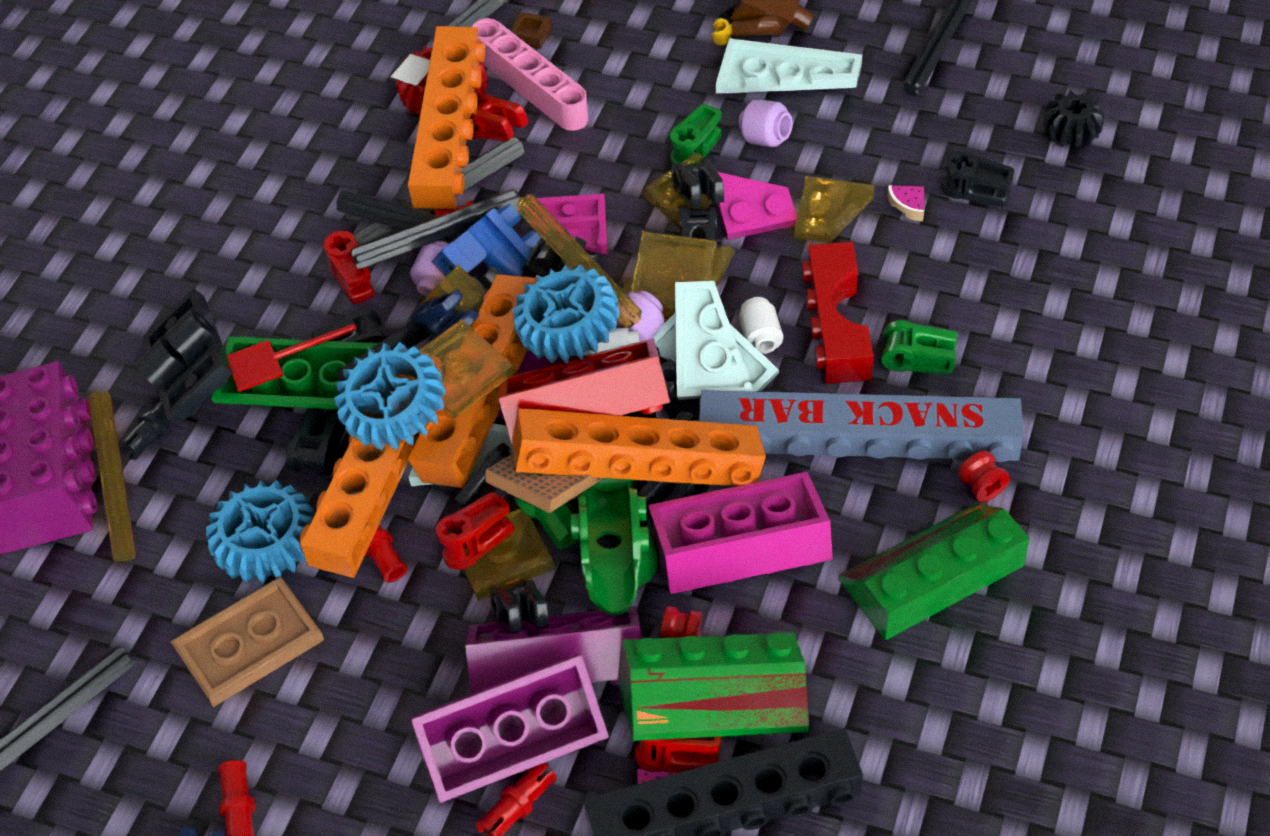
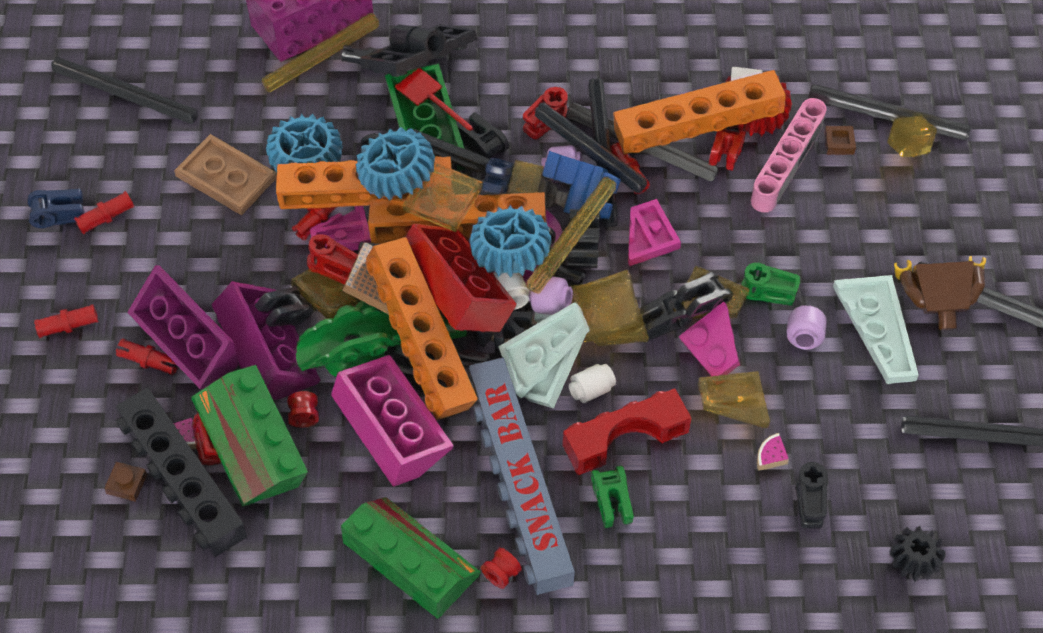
camera: 65 degrees right, 5 degrees up
(414, 522) = (346, 229): none -> dark pink wing

